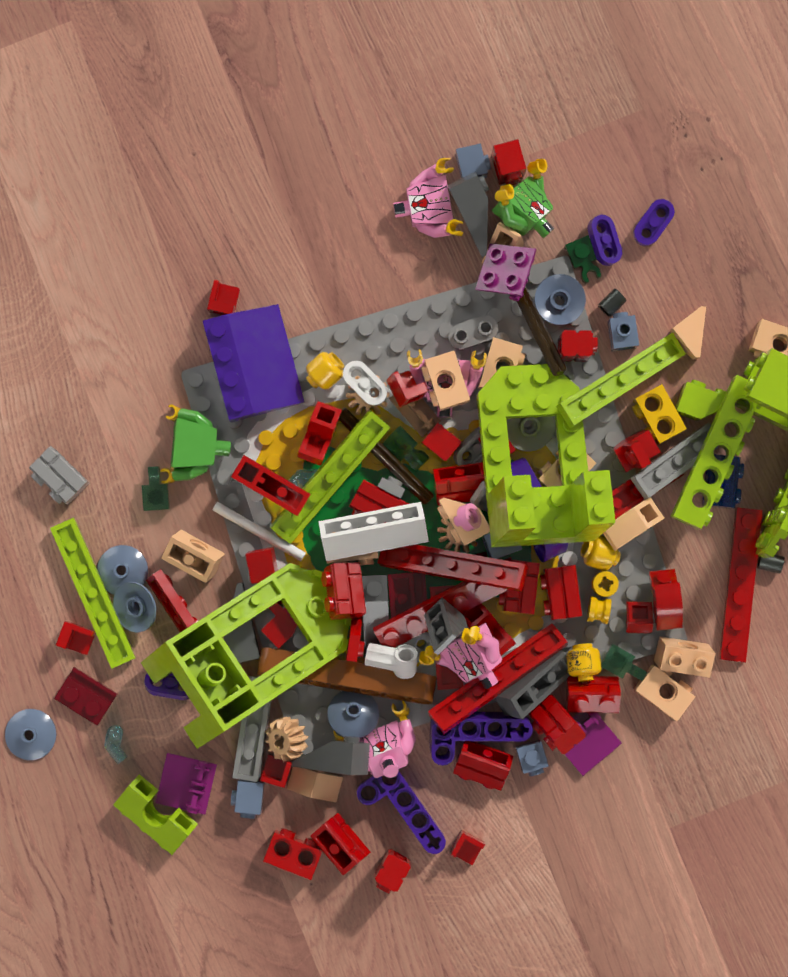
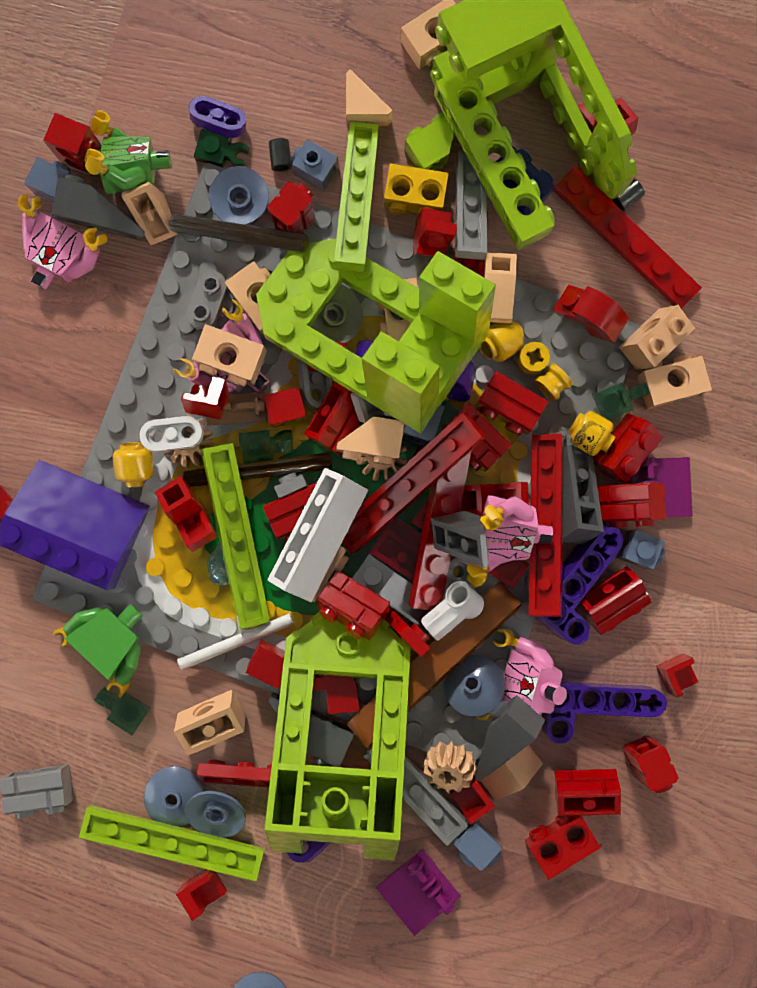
camera: 50 degrees left, 0 degrees up
(86, 696) = (264, 923): dark red plate -> none
(112, 743) = (327, 932): clear light blue arm -> none
(138, 806) = (409, 957): lime arch -> none
(270, 485) = (198, 598): red slope -> none
(468, 517) = (374, 433): bright pink tile -> none
(506, 270) = (171, 221): magenta hinge -> none
(639, 617) = (587, 351): red slope -> none
(653, 223) = (236, 63): dark purple plate -> none

